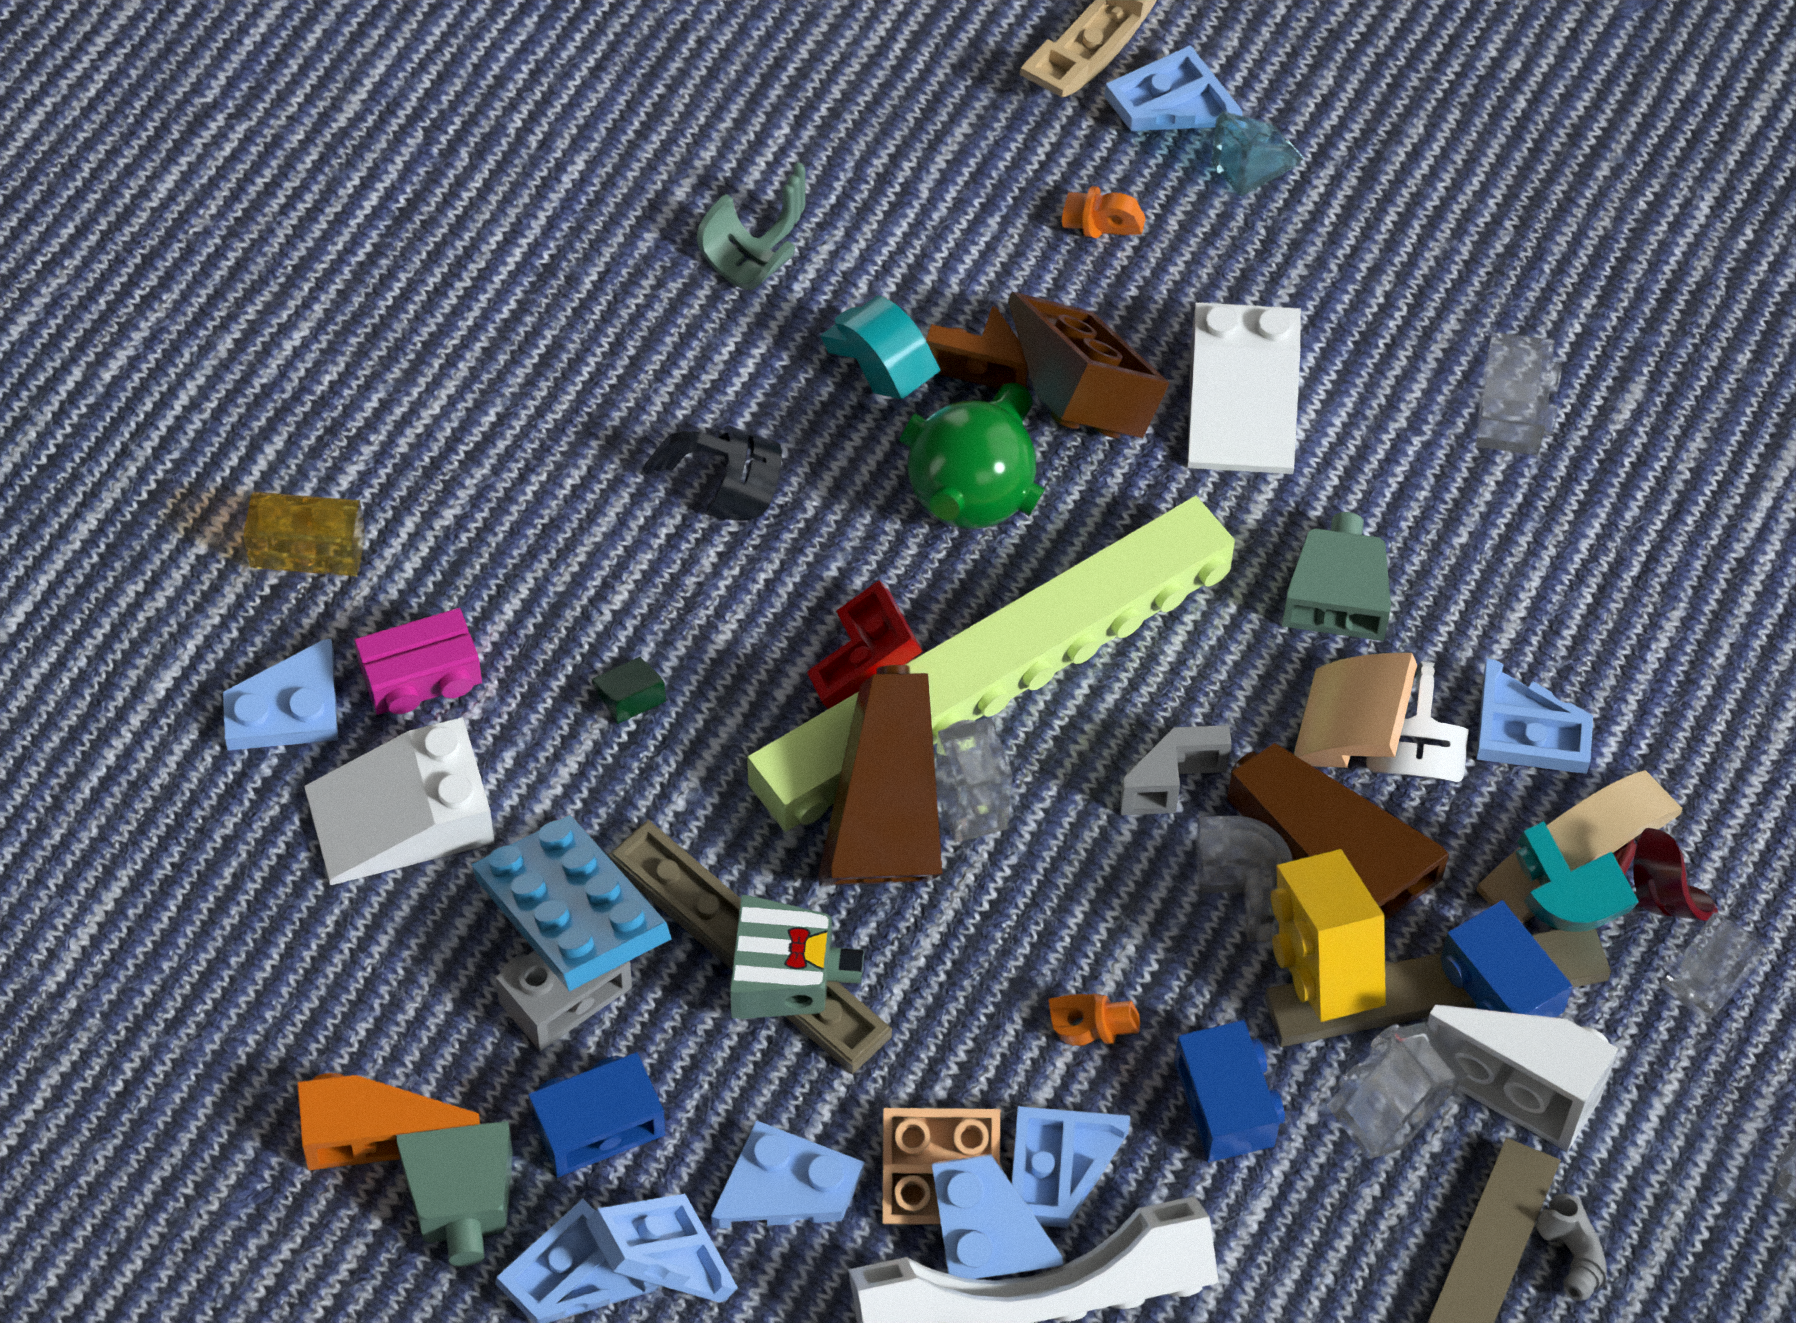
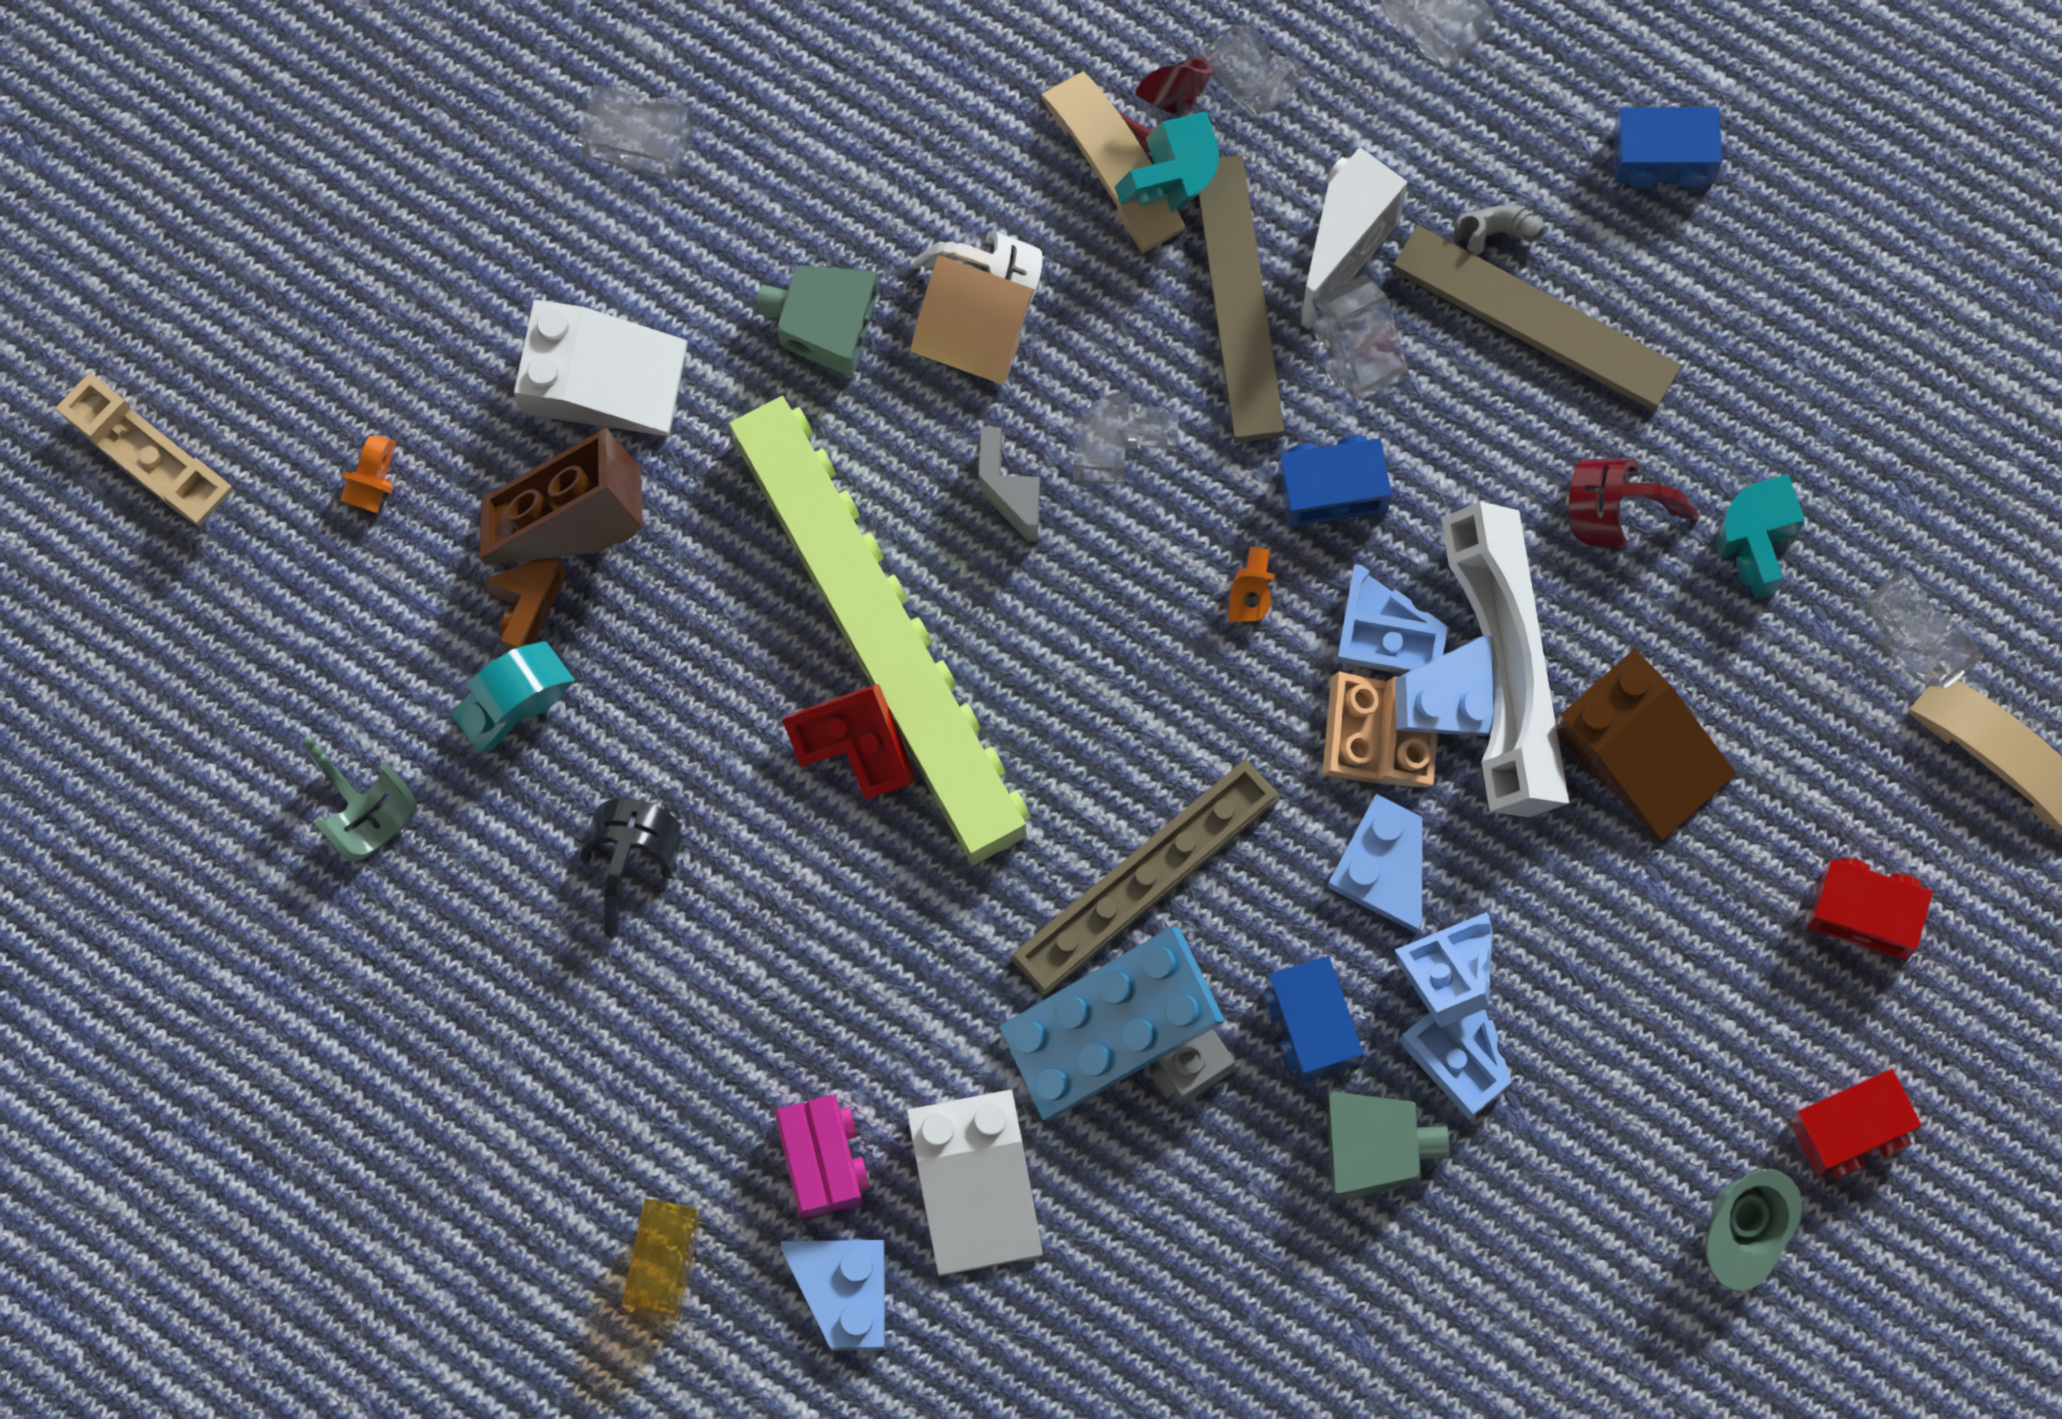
camera: 80 degrees left, 15 degrees up
(358, 1119) = (1305, 1229): orange slope -> none
(630, 689) = (862, 964): dark green slope -> none
(786, 960) = (1184, 837): torso -> none
(886, 791) = (1022, 729): reddish brown slope -> none
(973, 779) = (1014, 655): clear brick -> none
(974, 460) = (666, 615): green piece -> none
(1170, 94) = (236, 388): light blue wing -> none
(1250, 152) = (320, 324): clear light blue slope -> none
(1324, 816) = (1102, 351): reddish brown slope -> none
(1329, 935) = (1213, 367): yellow brick -> none
(1504, 966) = (1250, 235): blue brick -> none
(1531, 725) = (989, 180): light blue wing -> none

